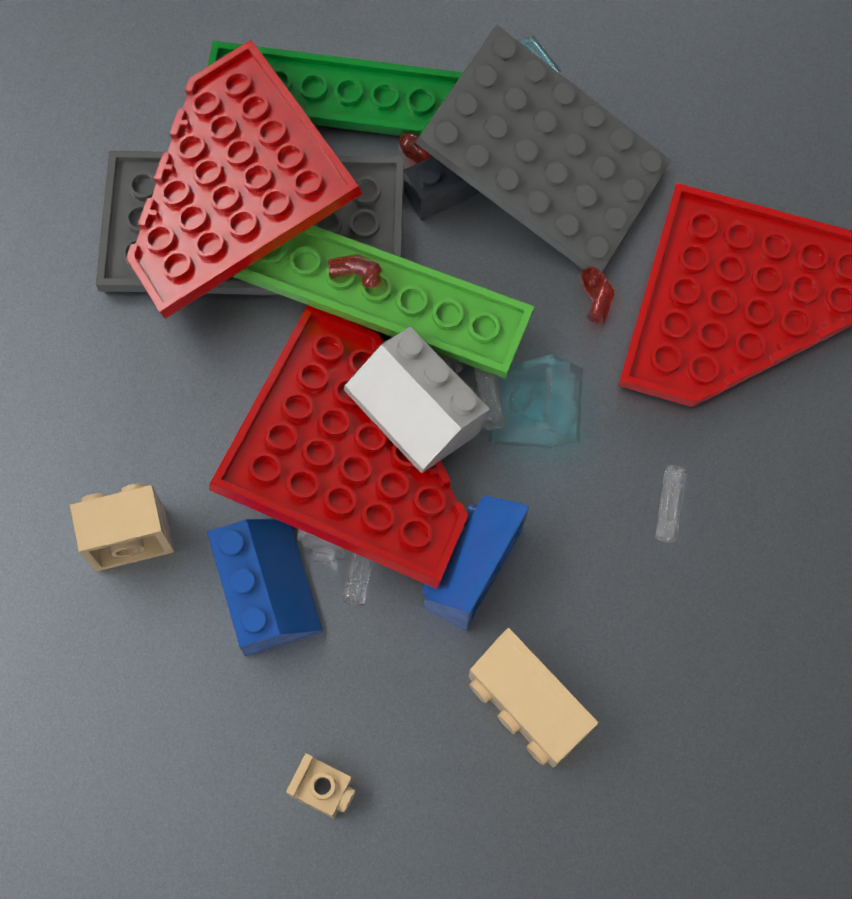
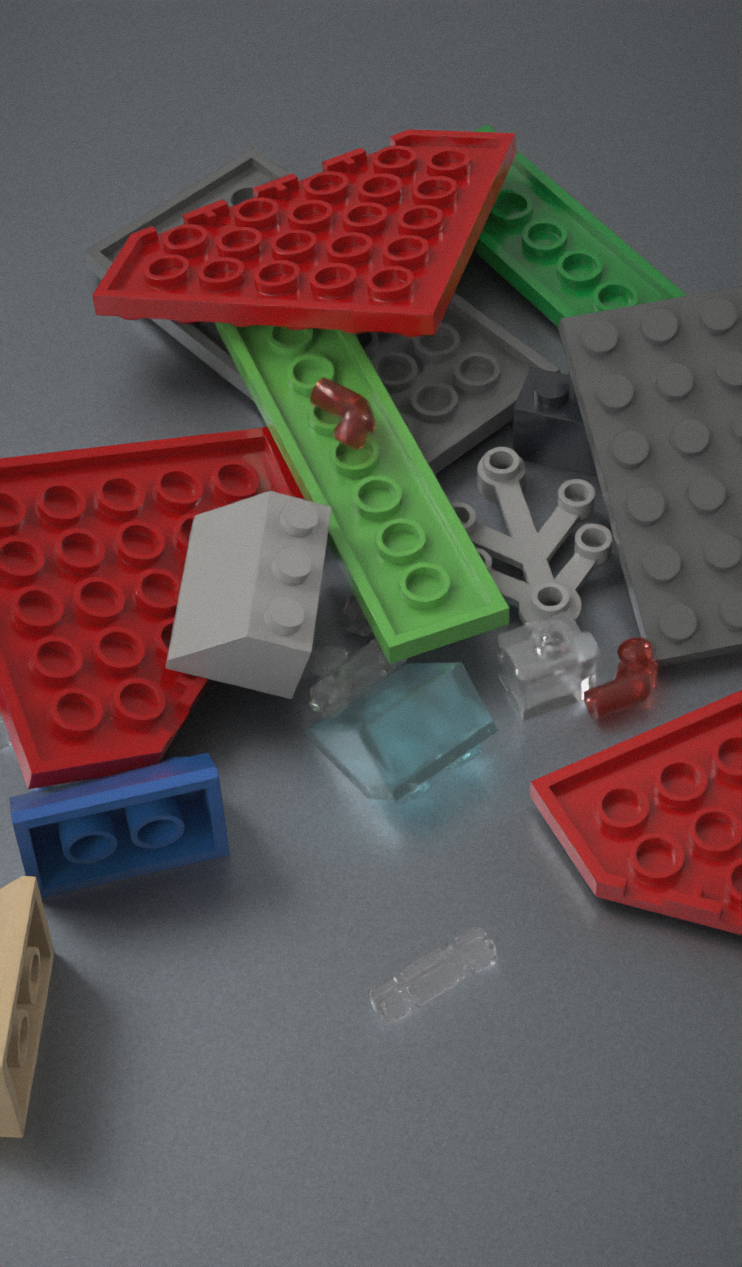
camera: 50 degrees right, 20 degrees down
(489, 262) = (503, 481): none -> light grey plant
(561, 316) = (547, 664): none -> clear brick

